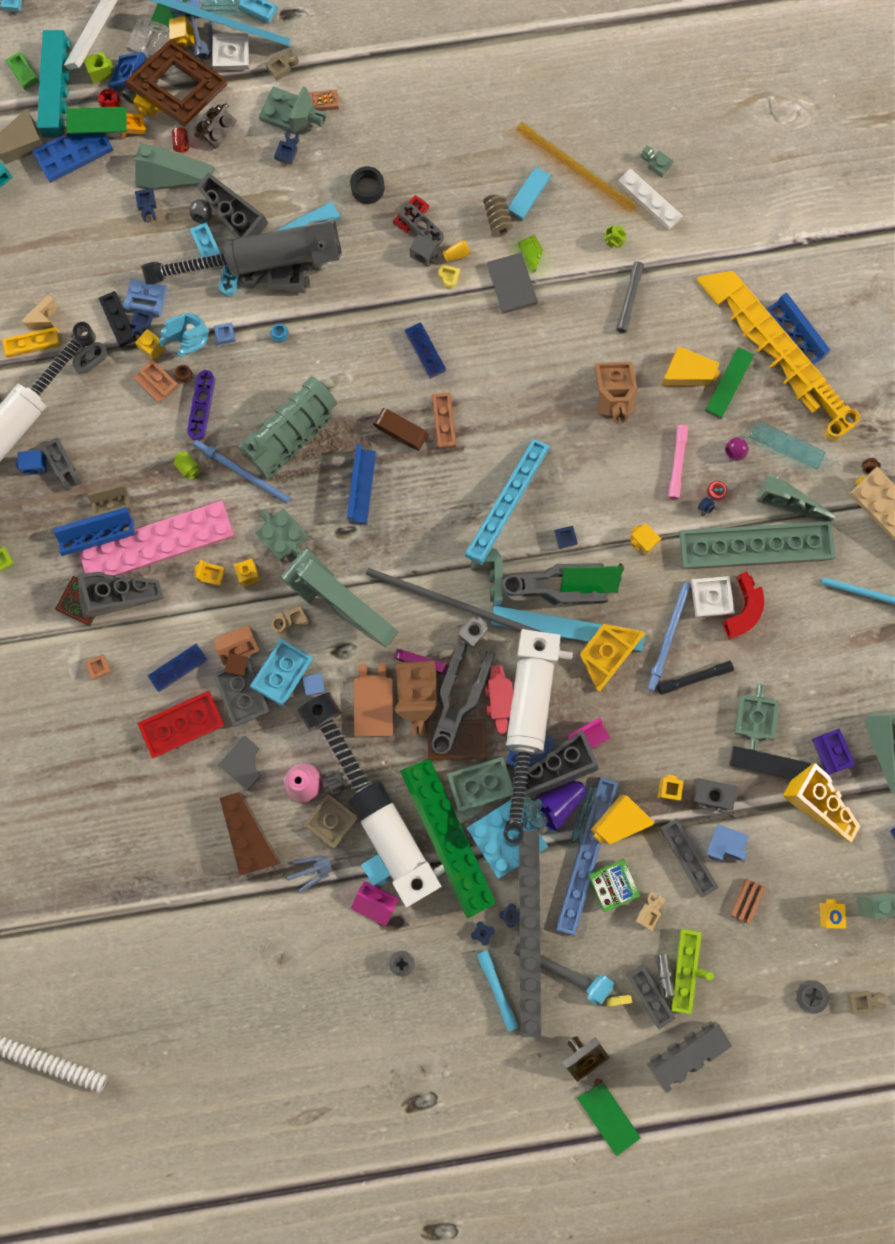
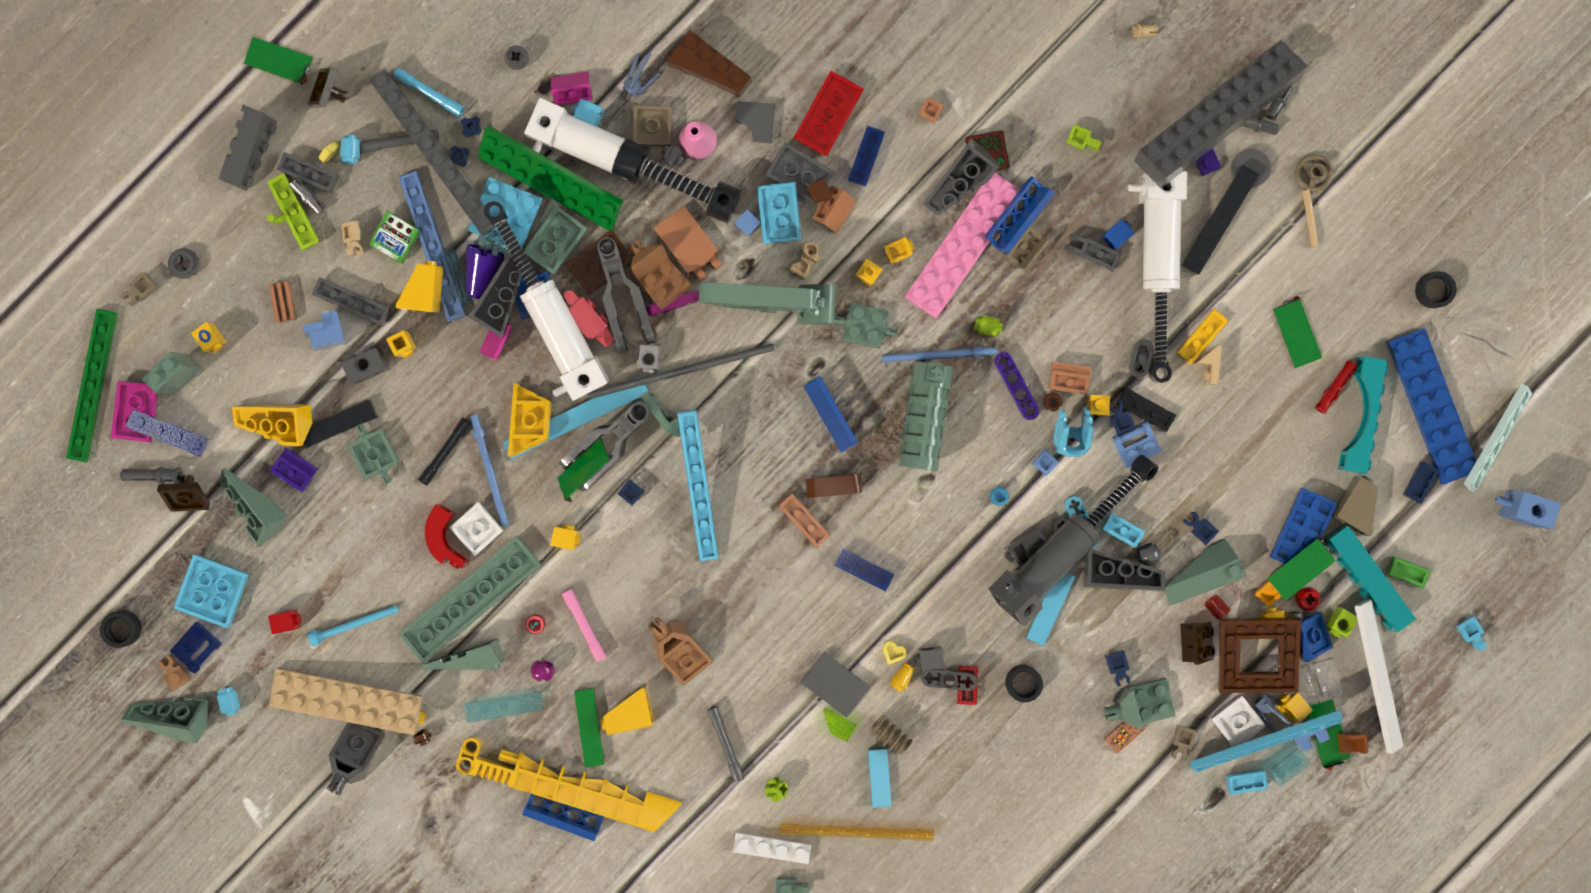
camera: 145 degrees right, 10 degrees up
(706, 506) = (534, 603): dark blue plate -> none

